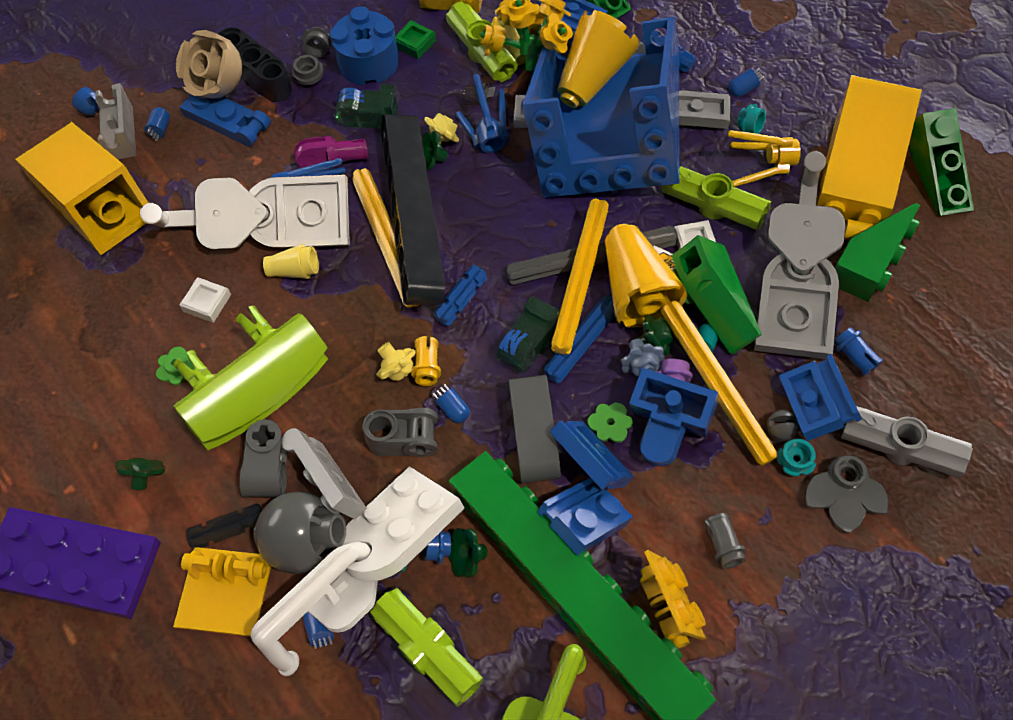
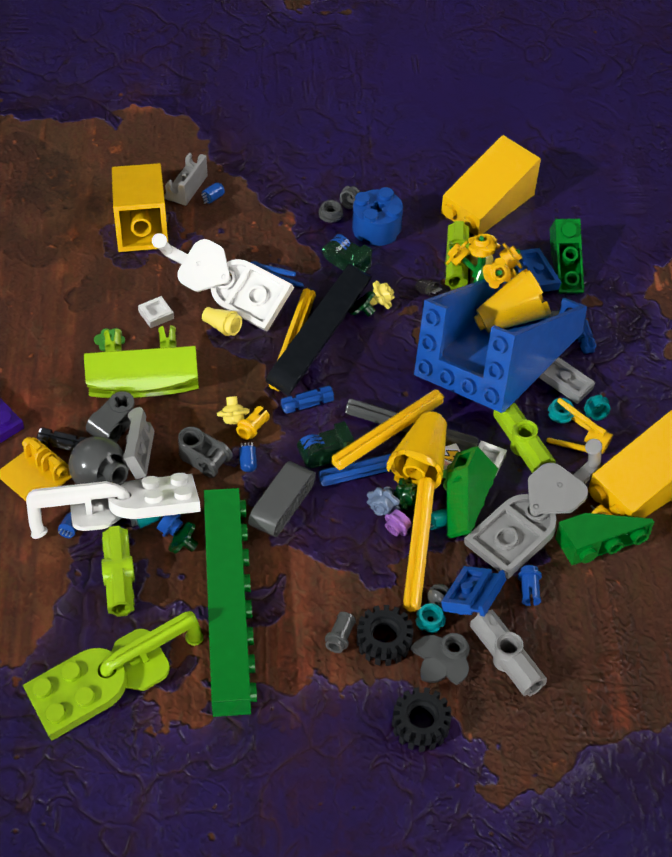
camera: 30 degrees right, 10 degrees down
(85, 101) = (177, 155): blue hinge -> none
(140, 470) = (42, 381): dark green plant -> none
(209, 65) = (267, 174): tan cylinder -> none
(226, 118) = (256, 211): blue plate -> none
(260, 66) = (299, 189): black beam -> none
(322, 149) = (300, 265): magenta arm -> none
(415, 39) = (417, 230): green tile -> none
(489, 133) = (411, 314): blue plant -> none
(585, 515) = (267, 561): blue plate -> none
(592, 454) = (301, 532): blue plate -> none
(610, 414) = (333, 526): bright green plant -> none
(668, 579) = (276, 636): yellow hinge -> none
(671, 411) = (372, 539): blue brick -> none
(721, 145) = (559, 413): none -> teal plate
(745, 83) = (618, 382): blue piece -> none
(781, 490) = (381, 650): none -> black tyre
(911, 568) = (422, 702): none -> black tyre

